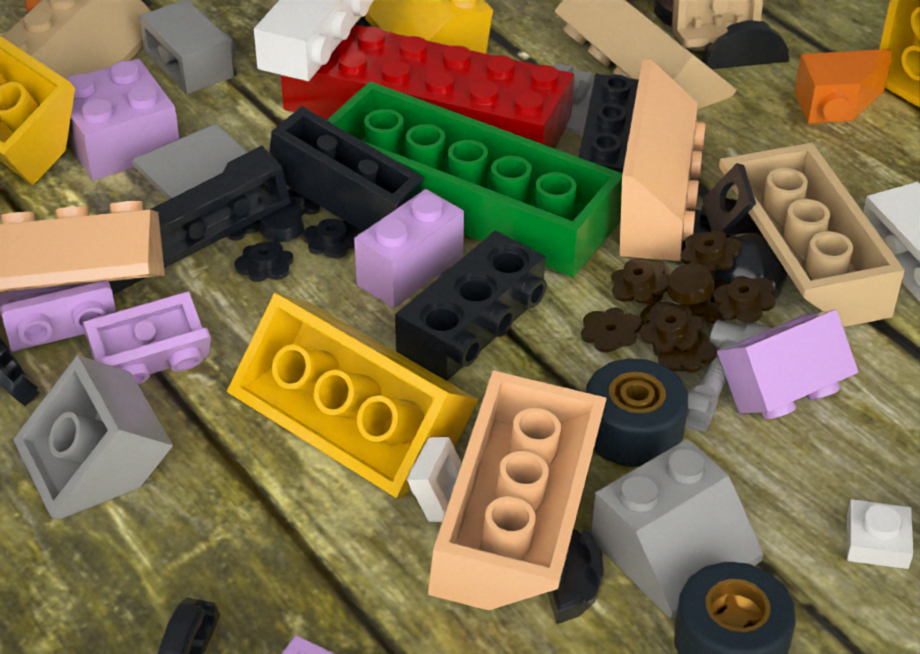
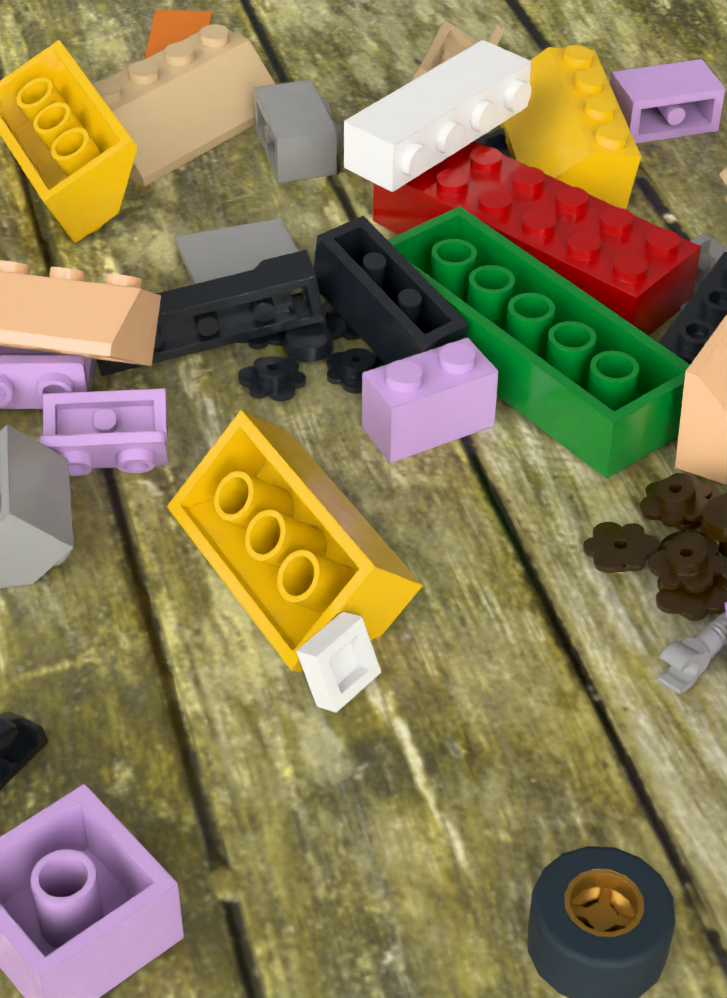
camera: 20 degrees right, 0 degrees up
(118, 118) = (183, 187): lavender brick -> none
(470, 305) = (468, 479): black brick -> none
(516, 493) = (406, 696): light nougat slope -> none
(579, 579) = (447, 801): black tile -> none
(641, 412) = (600, 648): black wheel -> none
(672, 523) = (585, 781): light grey slope -> none

